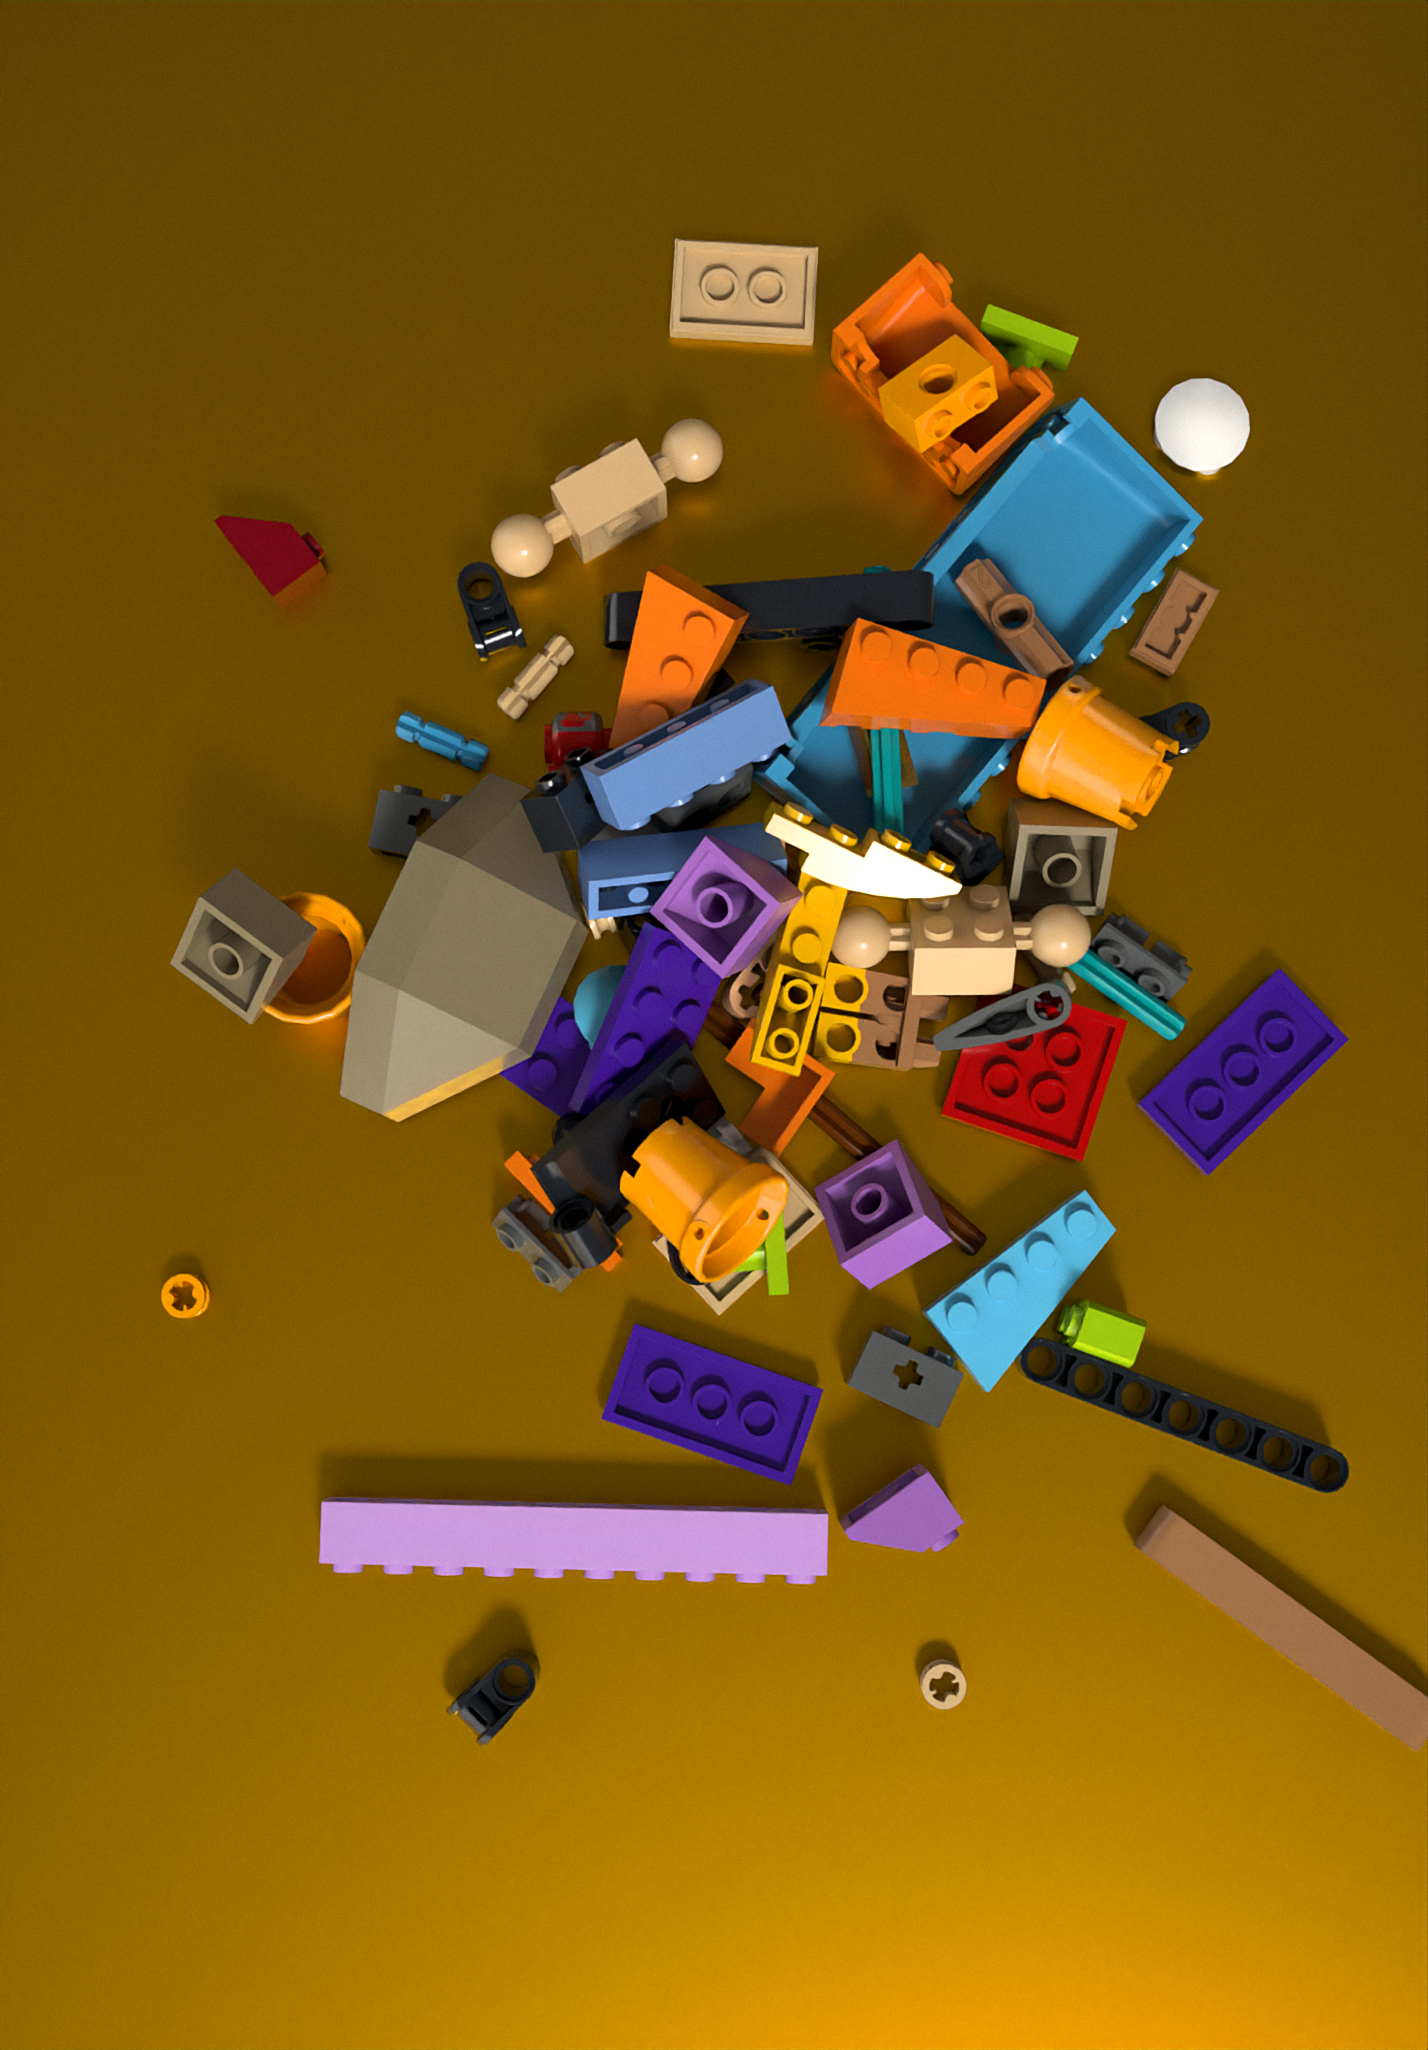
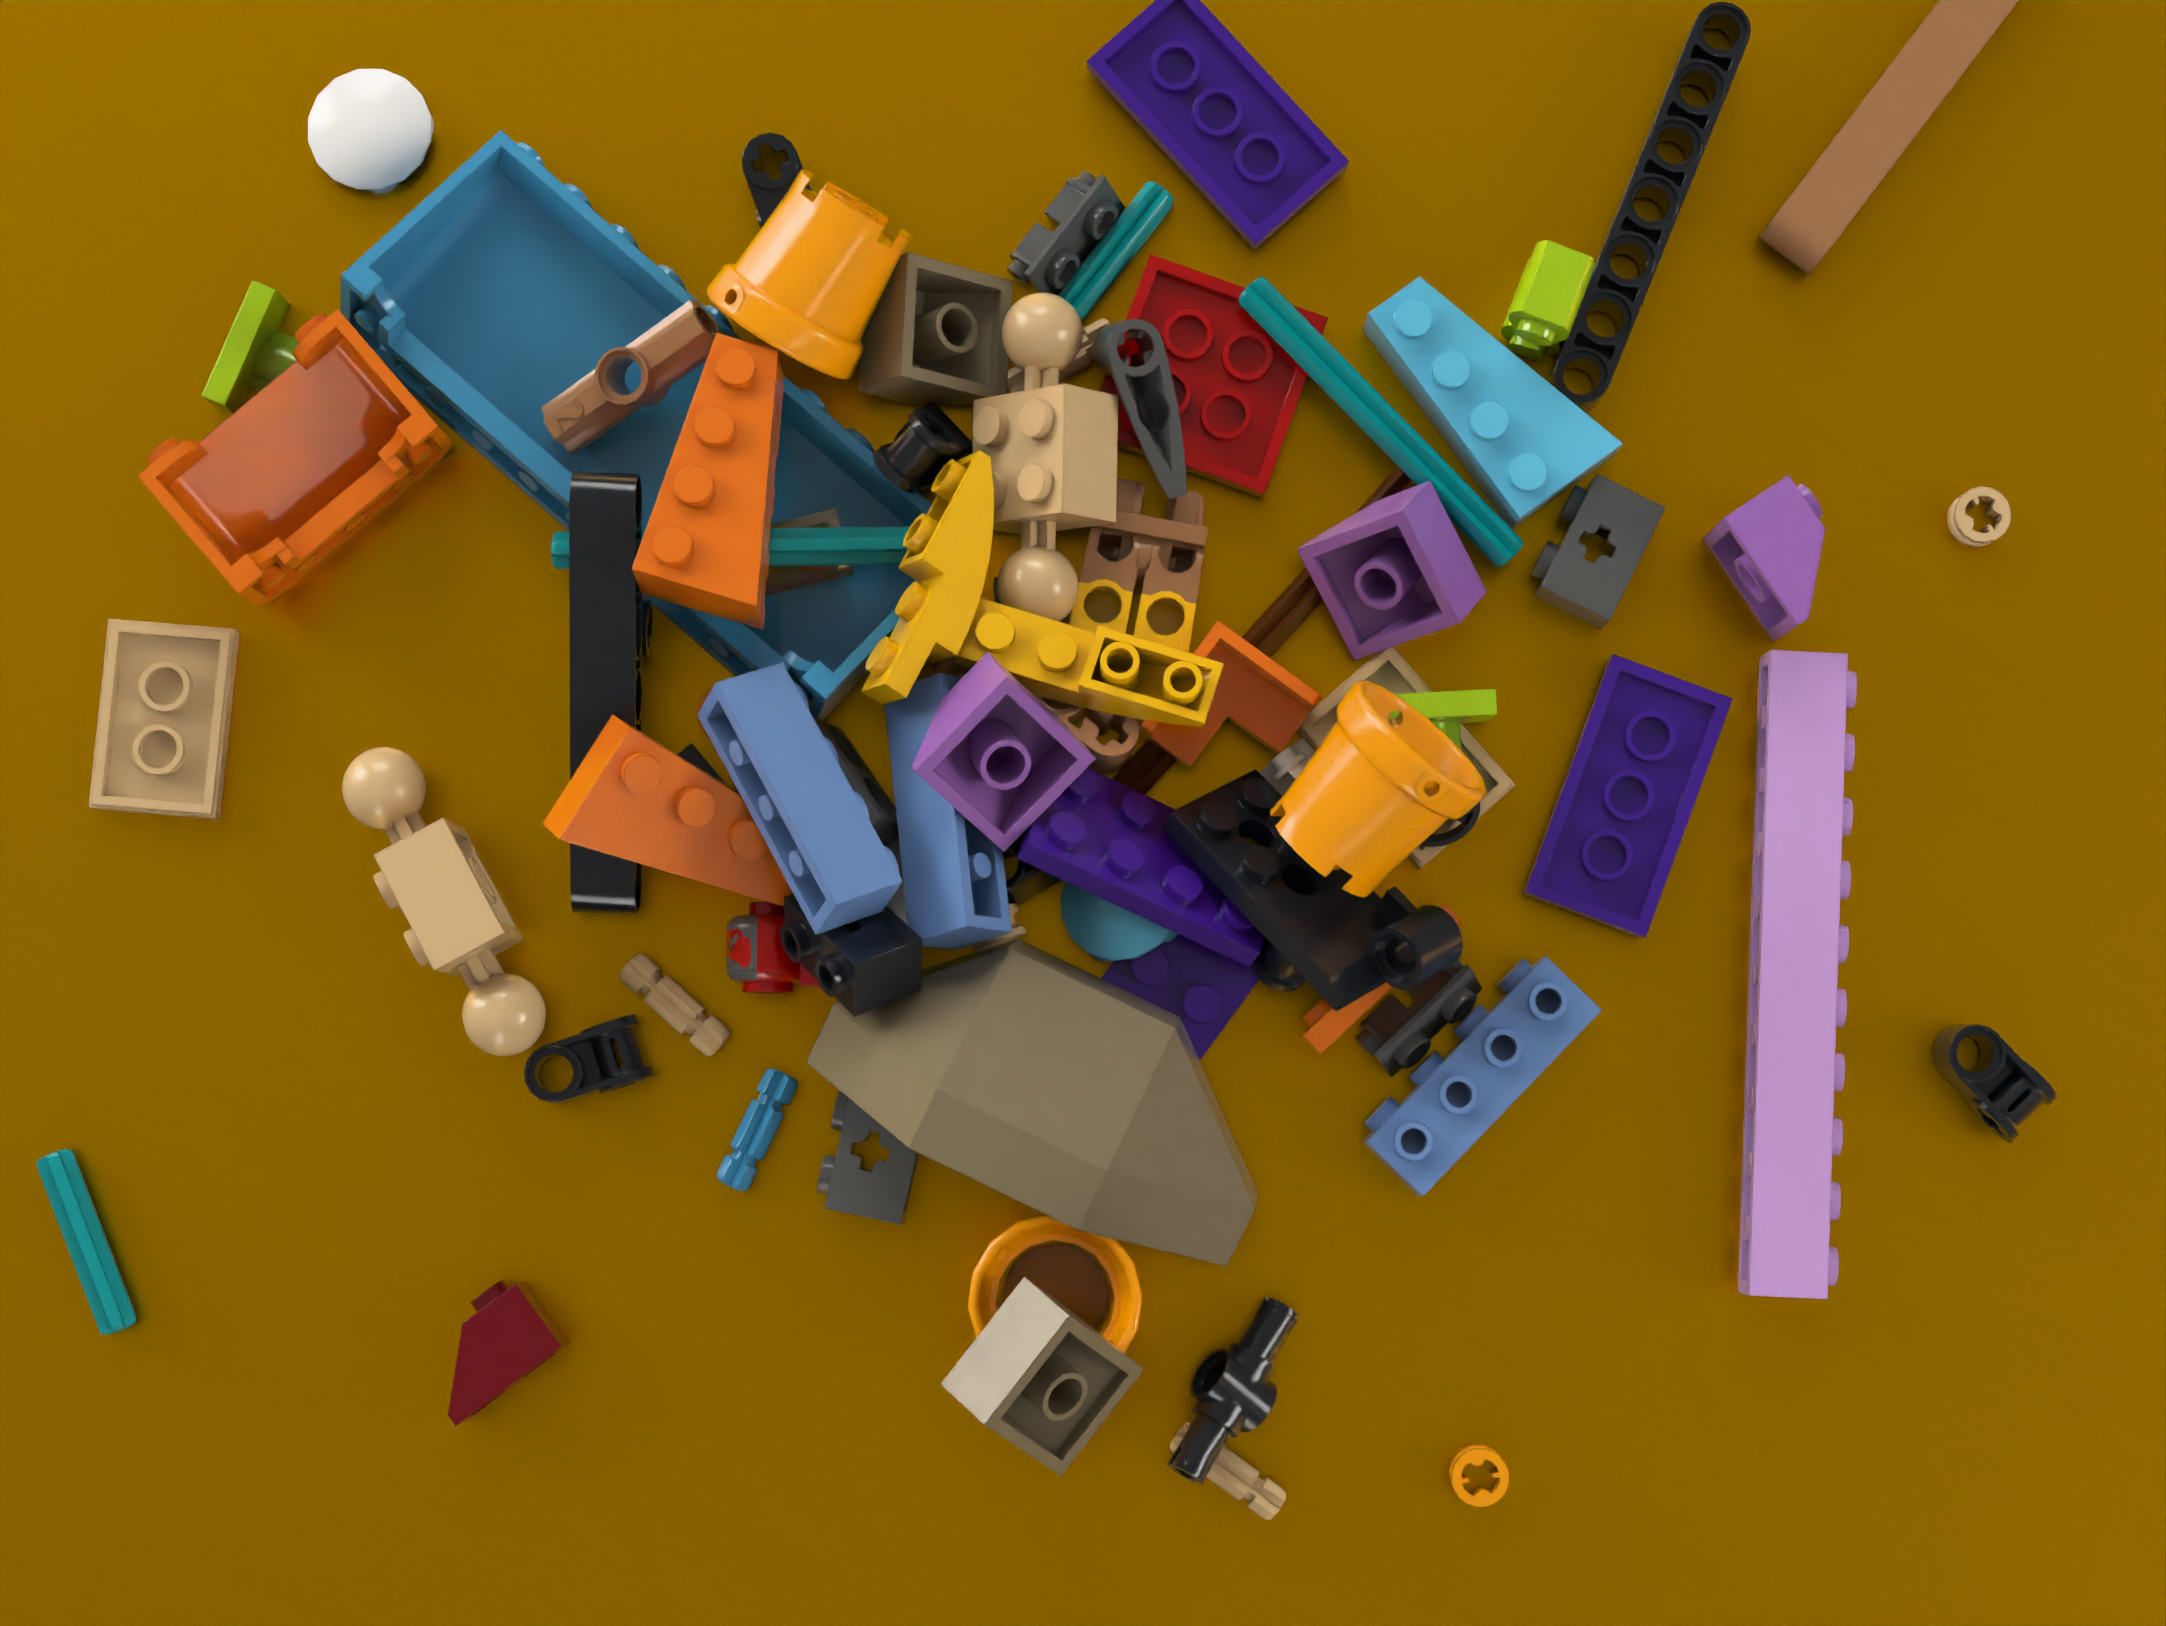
camera: 85 degrees left, 0 degrees up
(188, 1103) = (1241, 1480): none -> tan axle
(247, 1104) = (1233, 1390): none -> black pin
(351, 251) = (86, 1241): none -> teal axle
(490, 1290) = (1481, 1075): none -> medium blue brick
(938, 393) = (297, 445): light orange brick -> none
(1001, 1202) = (1379, 420): none -> teal axle
(1174, 622) = (631, 175): medium nougat plate -> none

